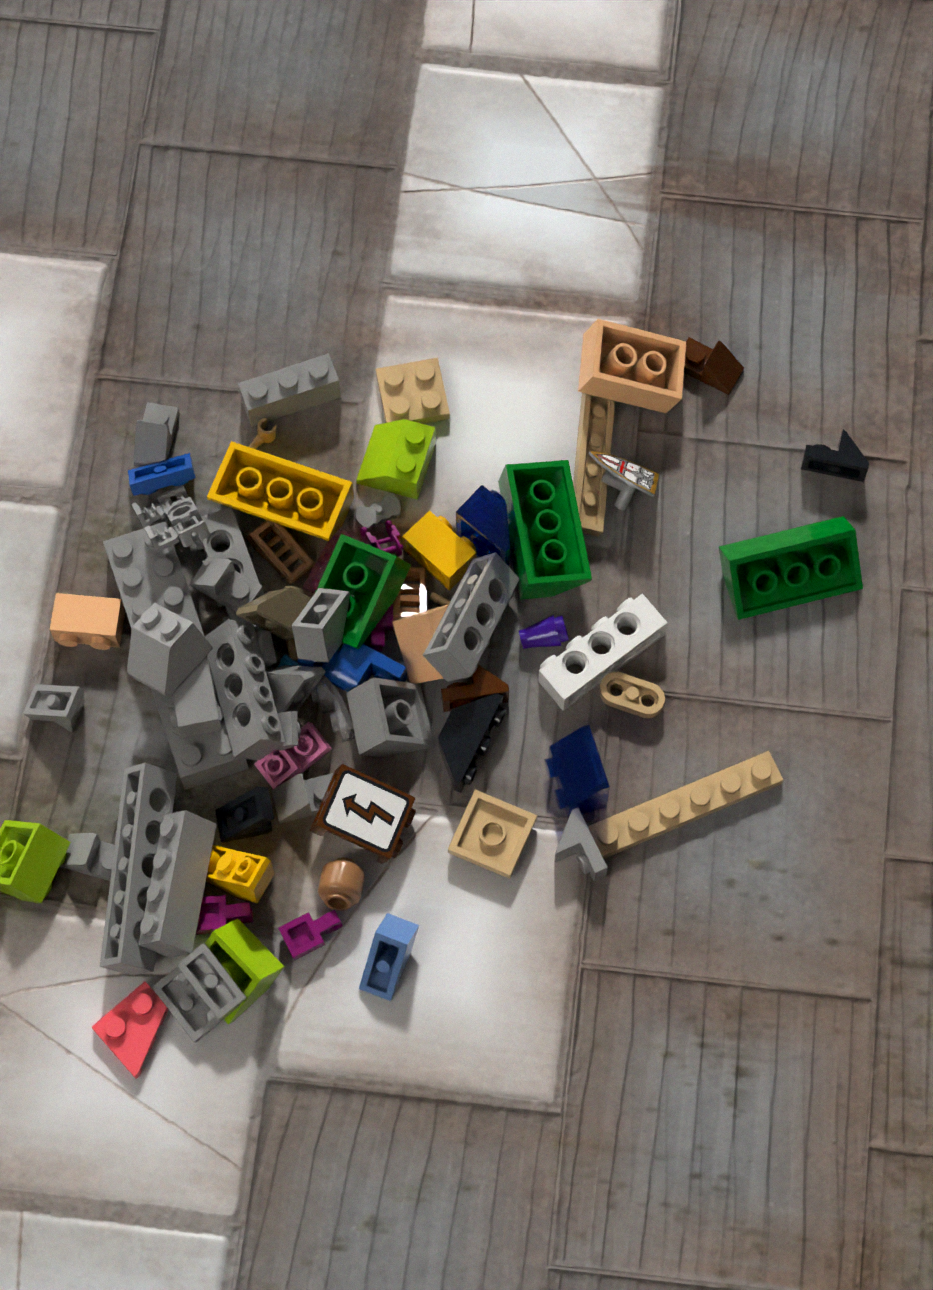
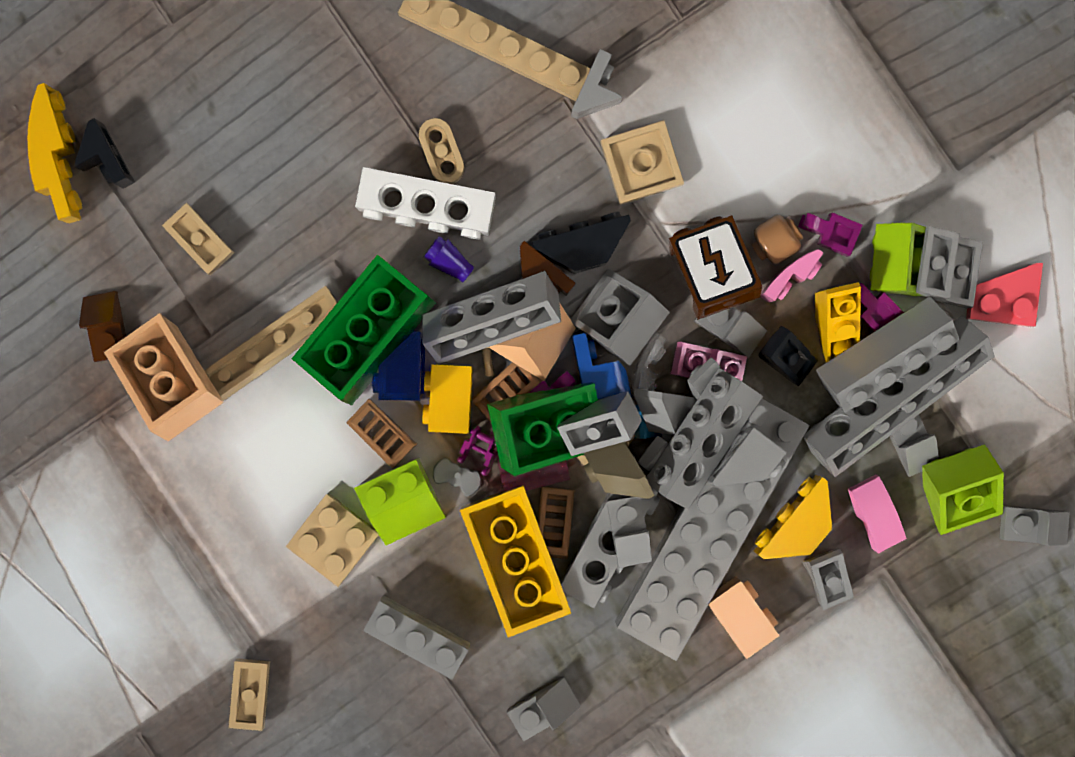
camera: 135 degrees left, 20 degrees up
(67, 781) = (877, 512): none -> bright pink slope
(113, 717) = (799, 524): none -> yellow slope
(161, 474) = (575, 672): blue plate -> none
(164, 649) = (734, 520): light grey slope -> none
(182, 515) = (614, 601): light grey piece -> none
(263, 436) = (477, 625): tan hand -> none
(304, 878) = (798, 270): none -> bright pink slope
(355, 253) = (249, 694): none -> tan plate
(388, 956) = (799, 157): medium blue slope -> none
(445, 475) = (400, 453): none -> medium nougat slope
(578, 772) = (544, 133): clear blue slope -> none
(625, 477) = (261, 303): shield -> none
(717, 474) = (198, 239): none -> tan plate
(791, 567) = (228, 116): green slope -> none
(880, 429) = (48, 142): none -> yellow slope

